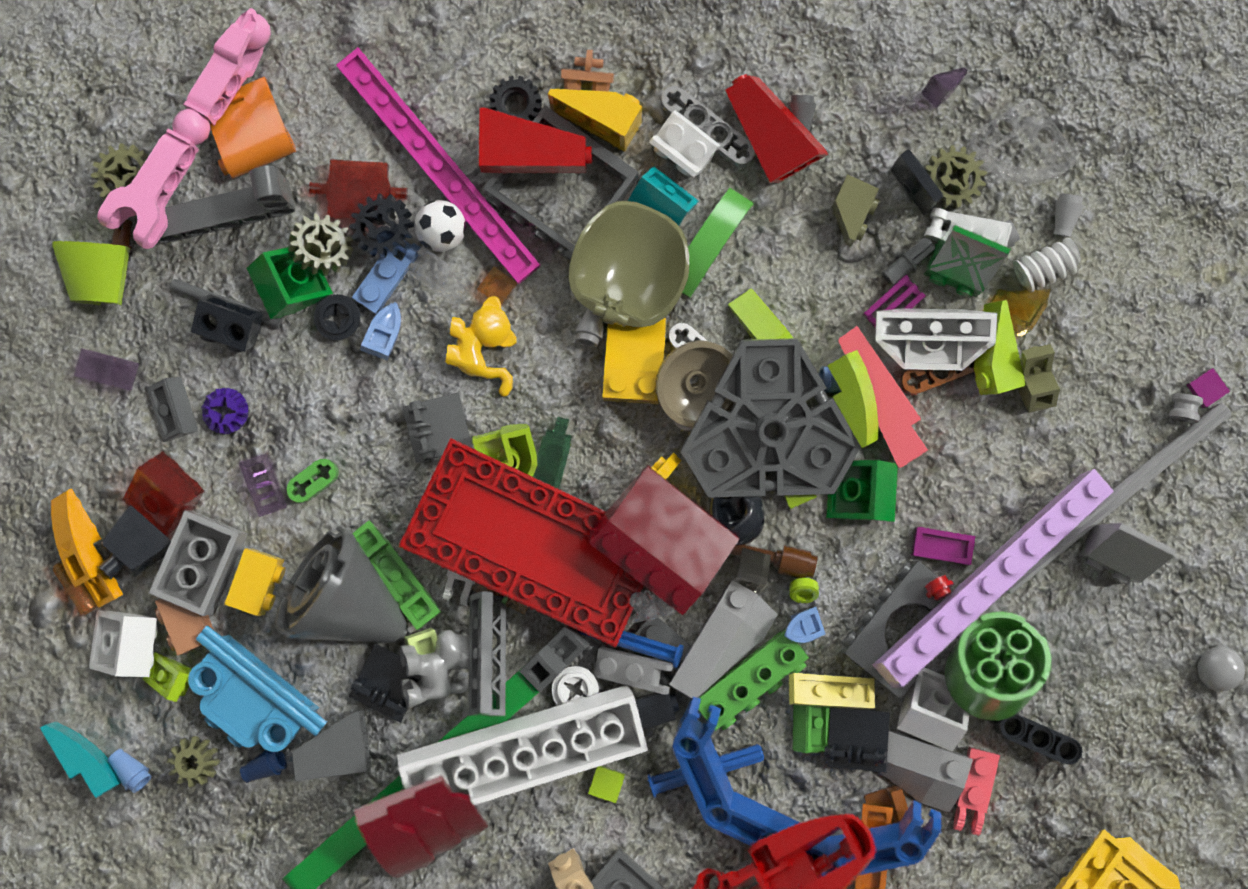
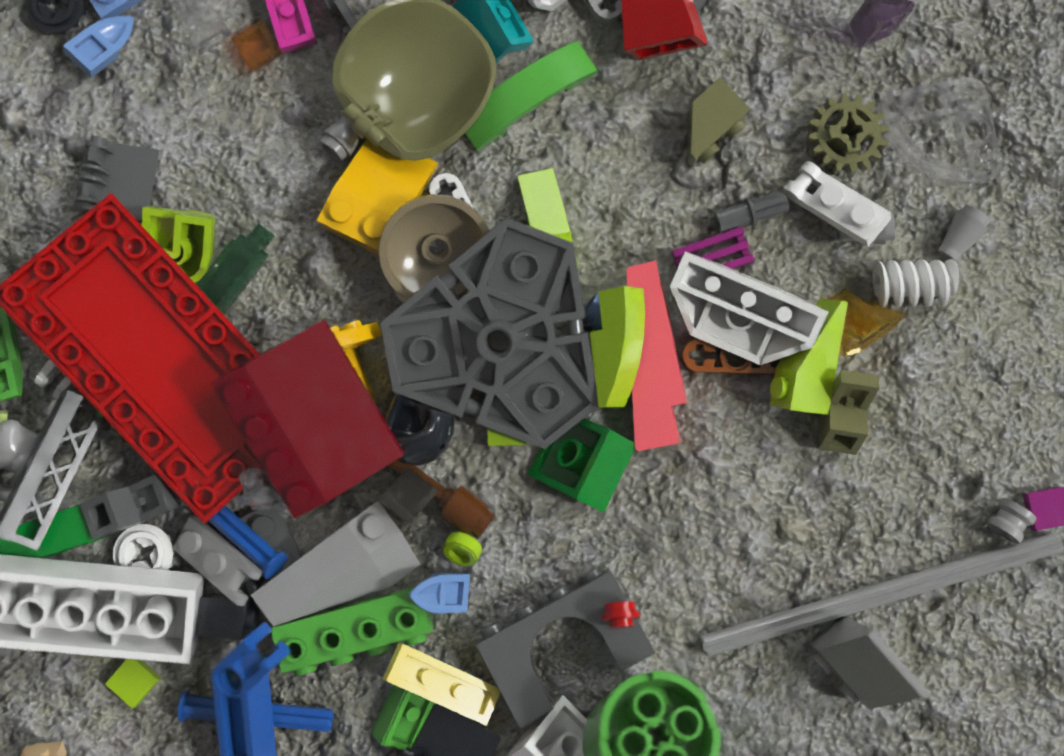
camera: 20 degrees right, 0 degrees up
(488, 329) = (222, 87): yellow animal -> none
(916, 182) = (798, 118): black plate -> none
(943, 545) = (651, 565): magenta tile -> none
(965, 261) = (818, 235): slope -> none
(992, 579) = (688, 631): lavender brick -> none

